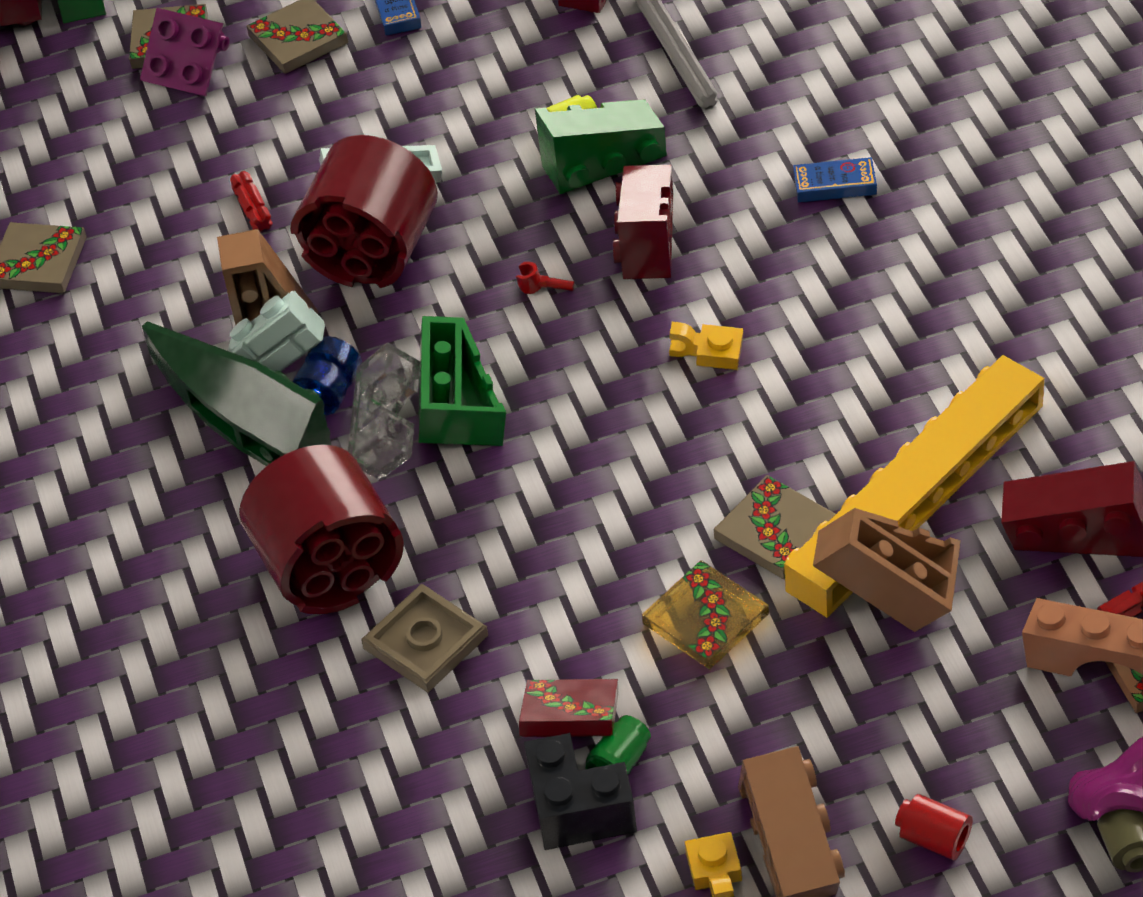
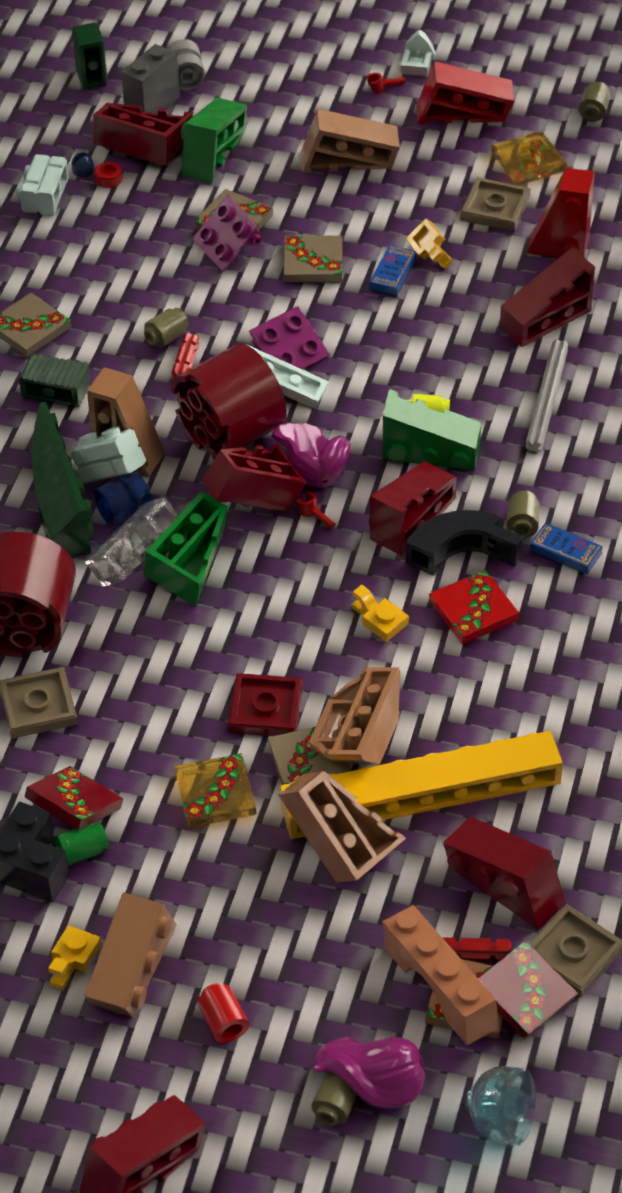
camera: 30 degrees right, 0 degrees up
(127, 296) = (55, 379): none -> dark green brick
(203, 180) = (165, 327): none -> olive brick
(351, 115) = (289, 339): none -> magenta hinge
(466, 274) = (255, 478): none -> dark red wedge
(503, 226) = (313, 455): none -> magenta piece
(675, 500) = (265, 704): none -> dark red tile
(725, 215) = (461, 532): none -> black arch
(764, 168) = (523, 514): none -> olive brick
(796, 452) = (360, 718): none -> medium nougat wedge
(797, 285) = (474, 606): none -> red tile

